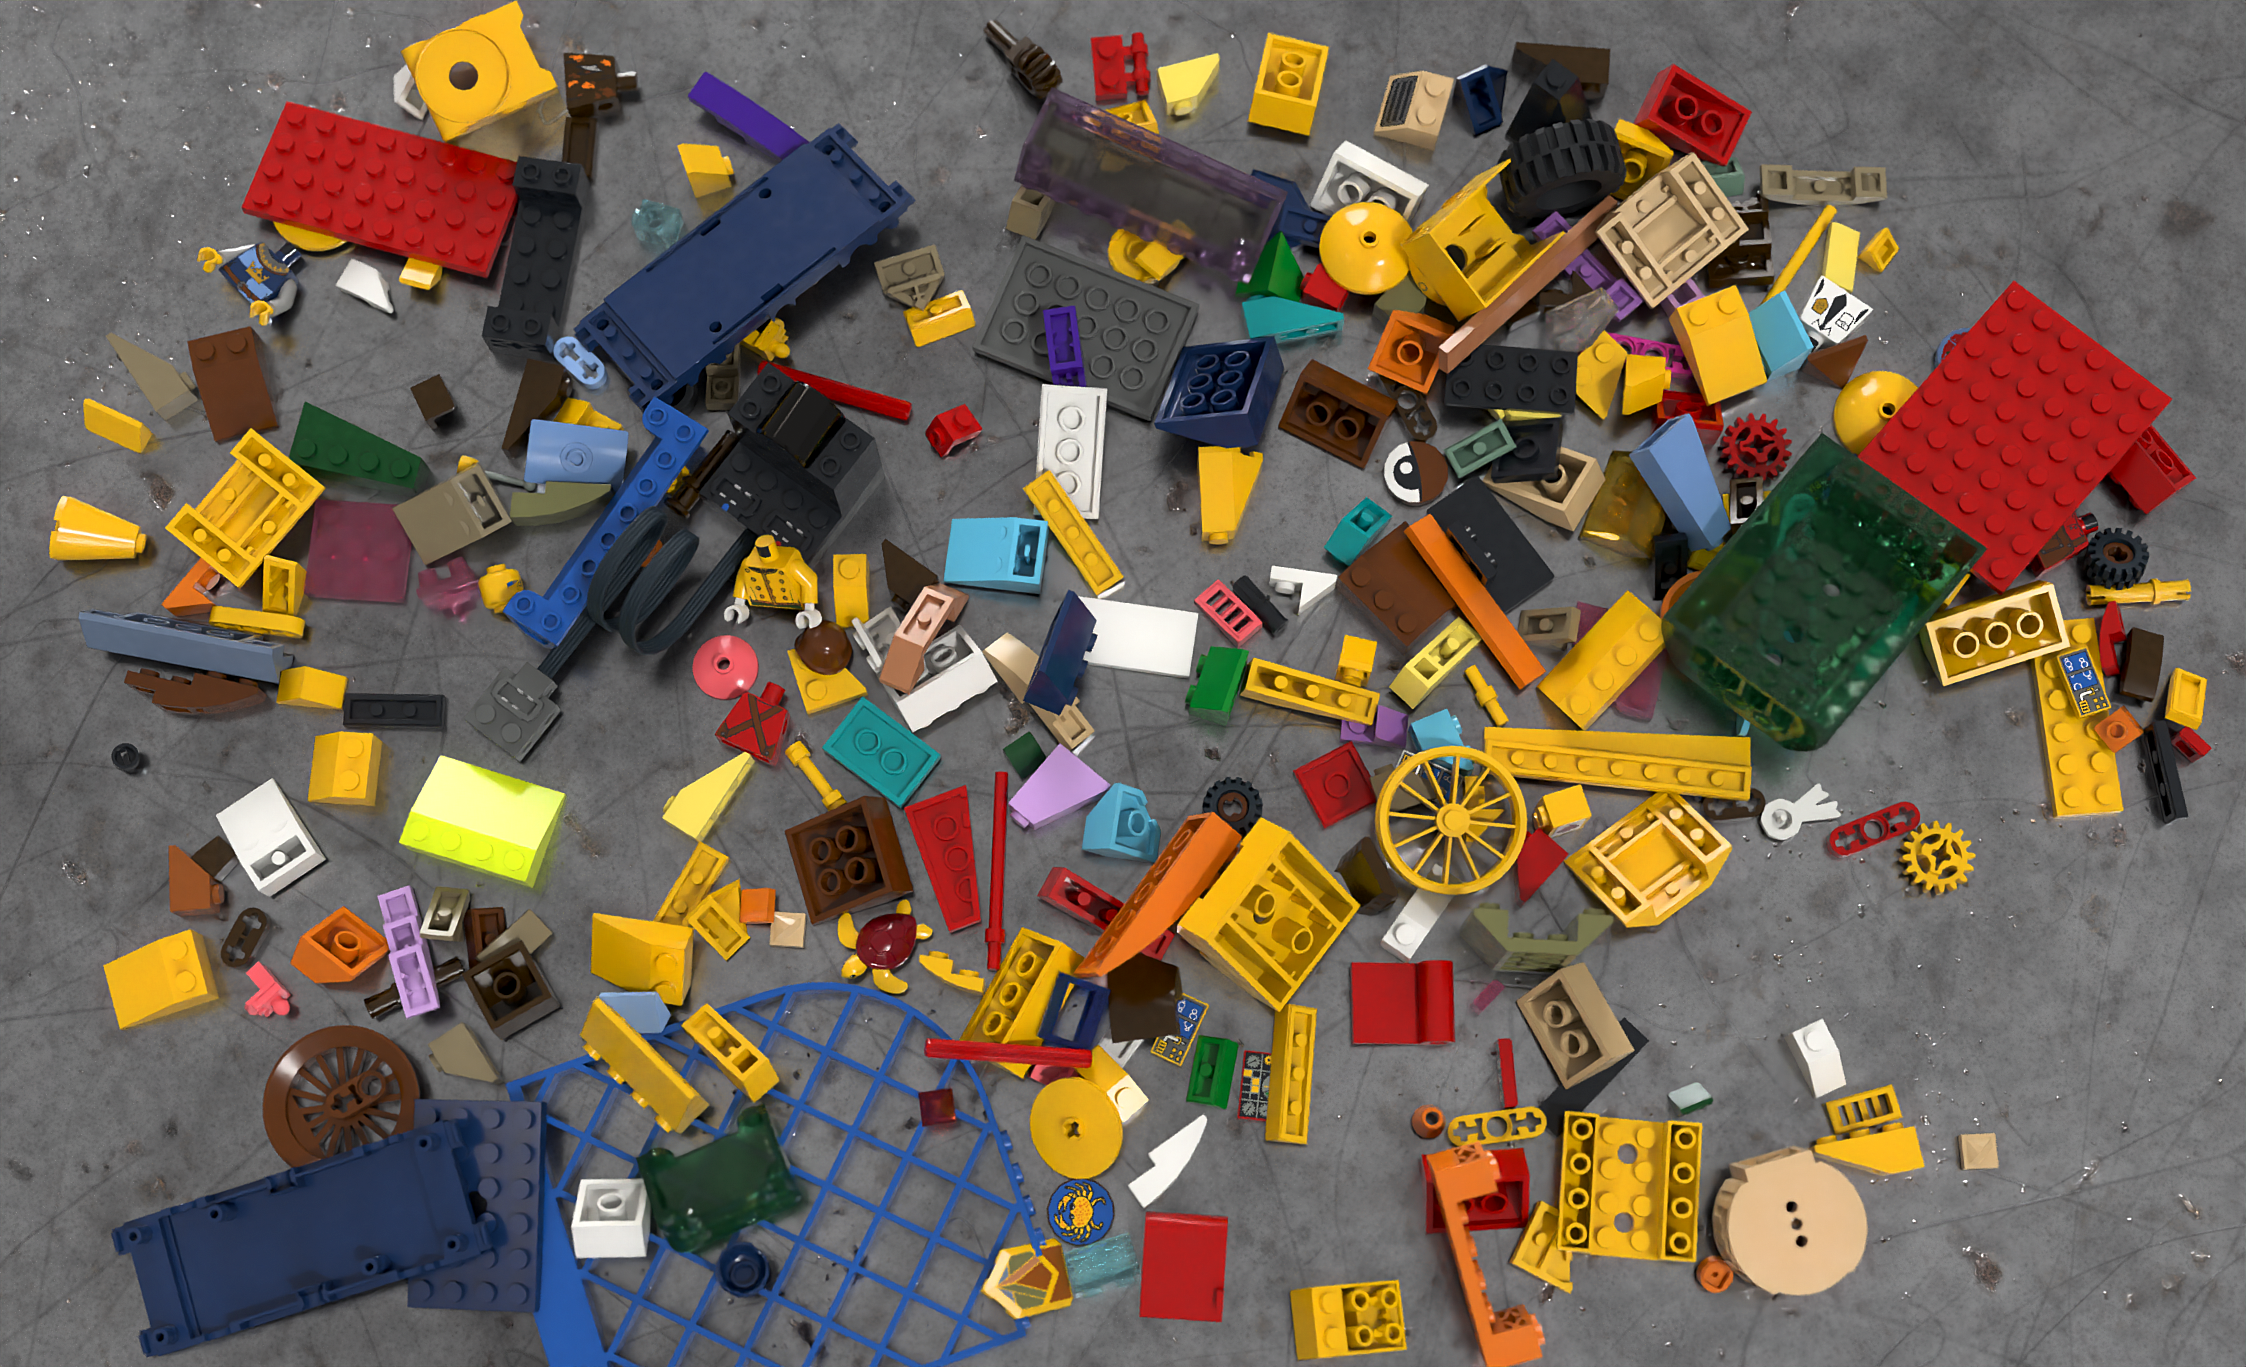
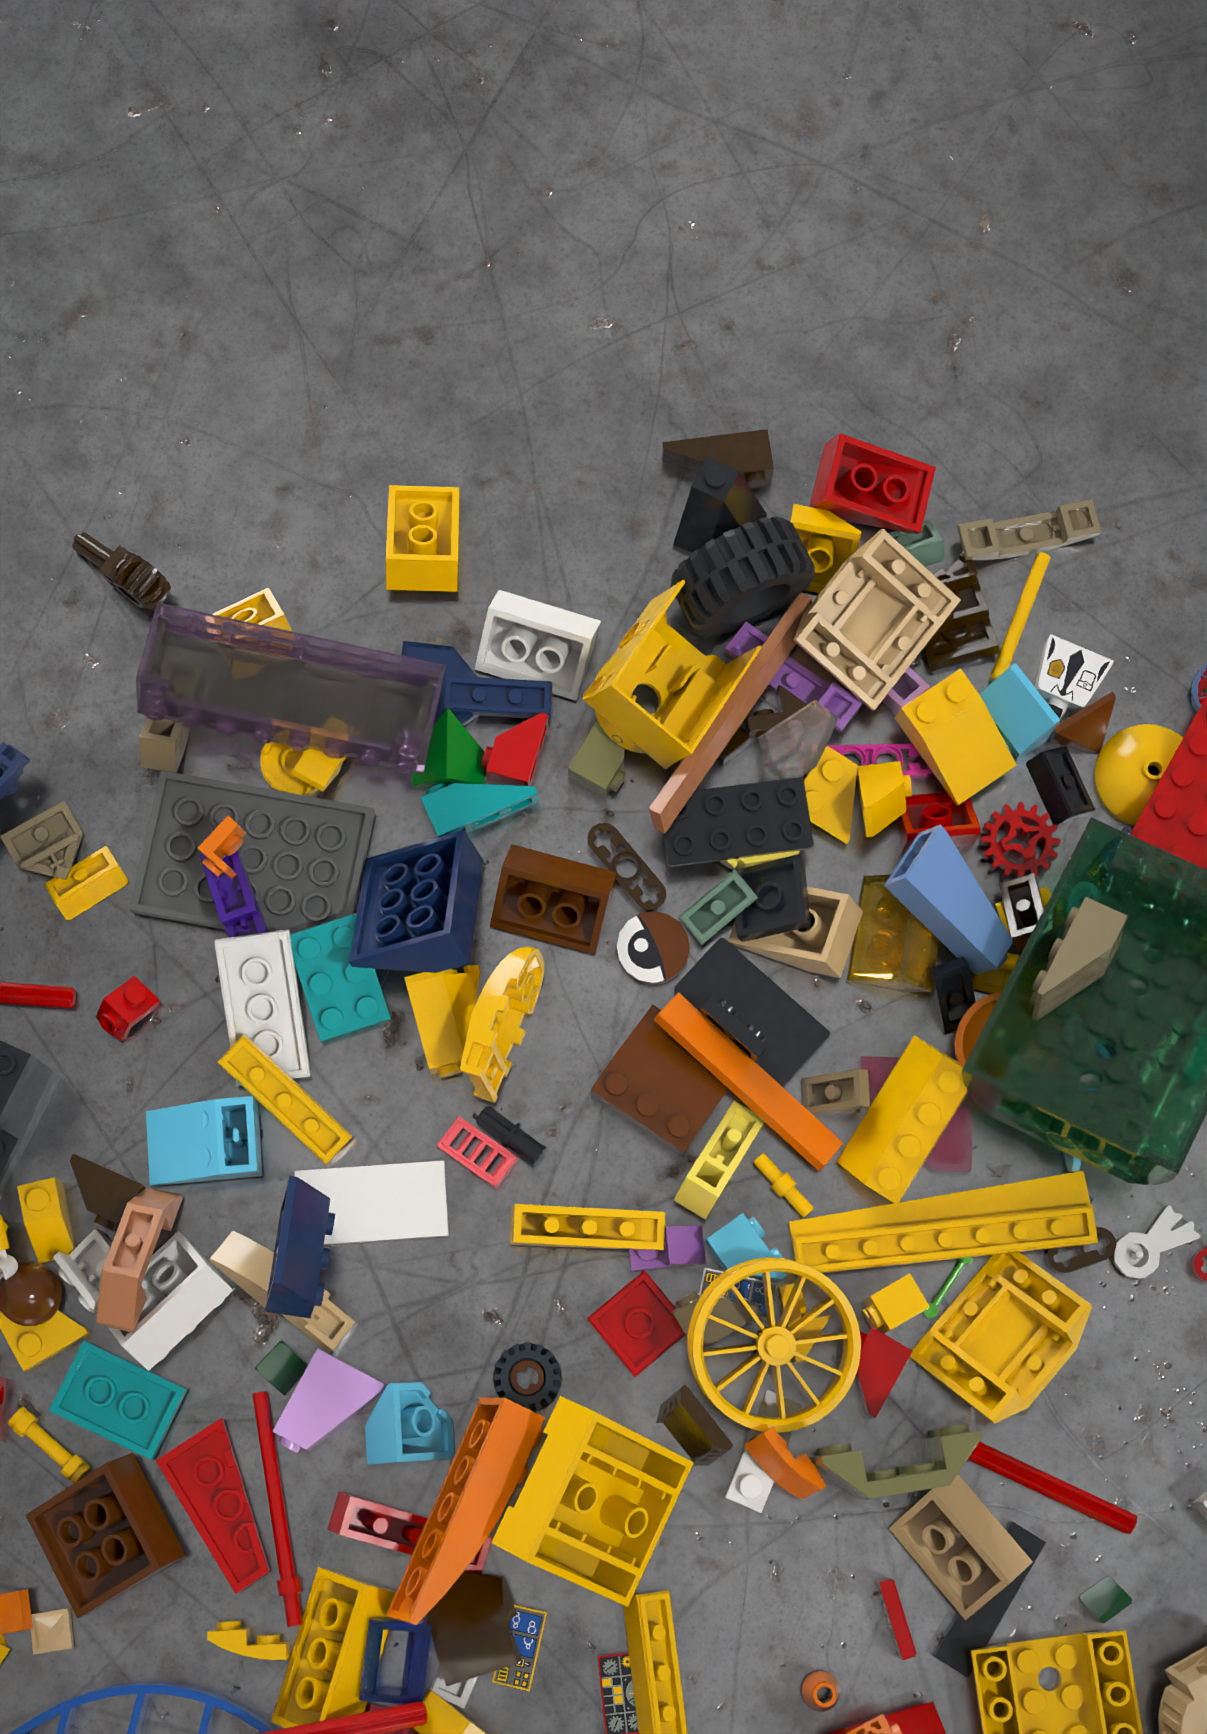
camera: 15 degrees left, 0 degrees up
(881, 945) = (161, 1628): animal -> none
(1064, 302) = (221, 842): none -> orange bracket
(1109, 66) = (220, 558): red plate -> none
(1137, 450) = (337, 994): none -> teal plate
(1186, 83) = (310, 561): light yellow slope -> none
(1212, 1071) = (566, 1688): green slope -> none
(1218, 684) = (482, 1239): green slope -> none
(1270, 499) = (503, 1001): none -> yellow slope
(1311, 584) = (563, 1101): white slope -> none
(1356, 661) = (630, 1179): yellow slope -> none
(1357, 531) = (602, 1029): teal slope -> none
(1364, 265) = (538, 728): yellow dish -> none
(1403, 1003) = (763, 1561): red door -> none
(1410, 349) = (618, 812): orange slope -> none
(1414, 108) = (567, 537): tan slope -> none
(1444, 931) = (795, 1475): none -> orange slope
(1481, 97) = (638, 510): dark blue slope -> none
(1487, 996) = (856, 1533): clear pink tile -> none
(1521, 1115) = (867, 1681): yellow beam -> none
(1592, 827) = (932, 1311): none -> bright green hinge
(1660, 994) = (1054, 1488): none -> red axle
(1786, 548) = (1079, 956): none -> dark tan slope
(1801, 408) = (1060, 785): none -> black slope
(1841, 255) = (1065, 607): light yellow slope -> none
(1879, 250) = (1105, 591): yellow slope -> none

